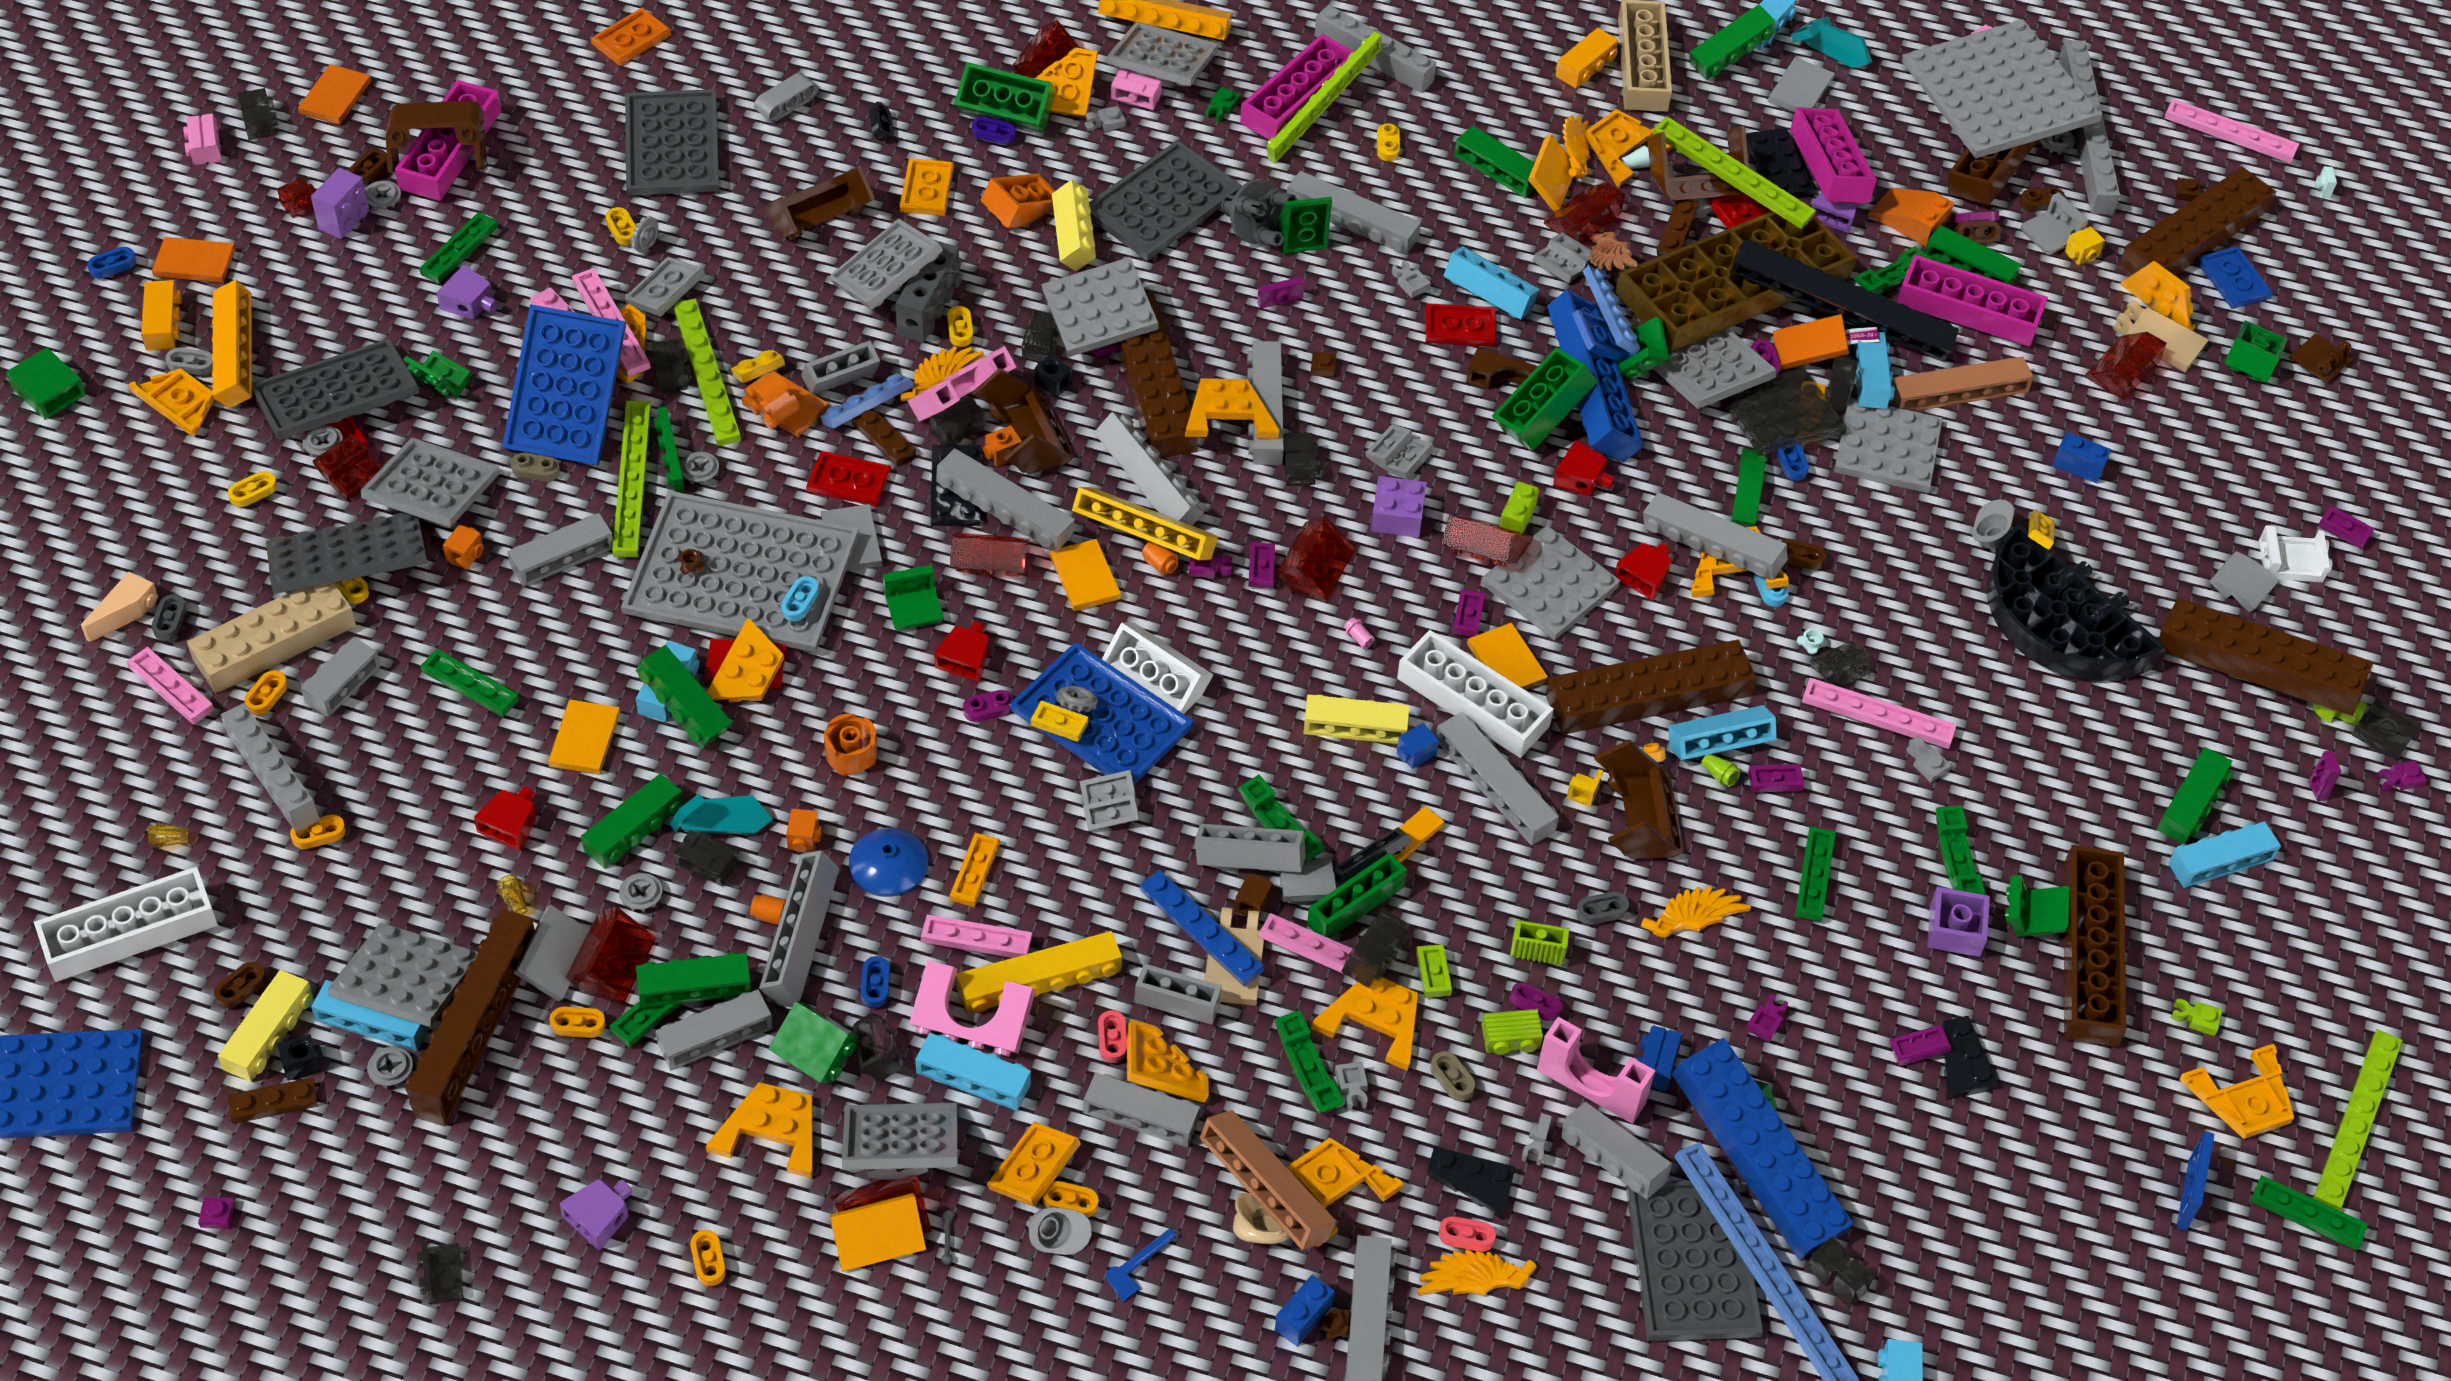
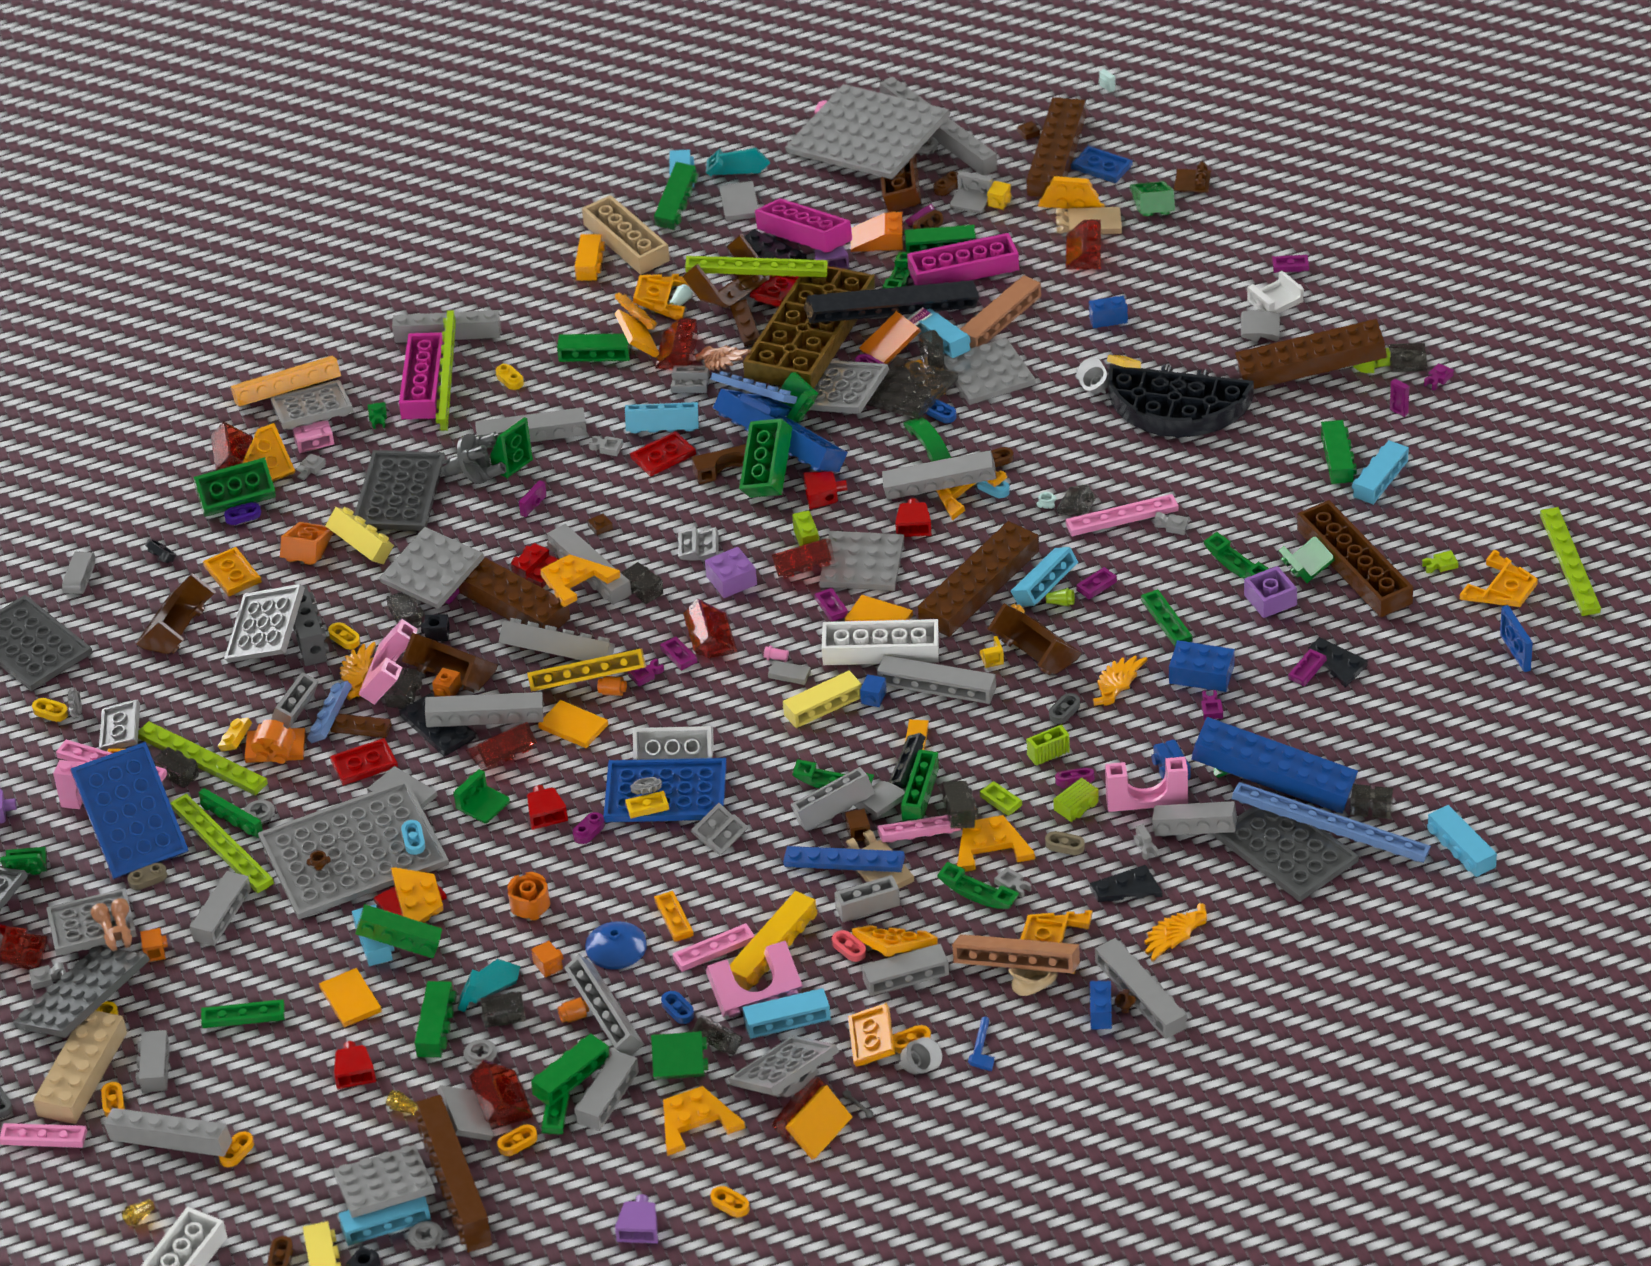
camera: 30 degrees left, 10 degrees down
(342, 509) = (44, 975): none -> light grey plate
(434, 484) = (119, 911): none -> nougat piece
(1214, 363) = (531, 562): none -> red plate
(1354, 663) = (789, 672): none -> light grey tile
(1467, 1233) = (1151, 913): coral plate -> none
(1799, 961) = (1201, 666): none -> blue brick
(2231, 130) = (1024, 82): bright pink plate -> none
(2309, 1212) = (1586, 620): green plate -> none

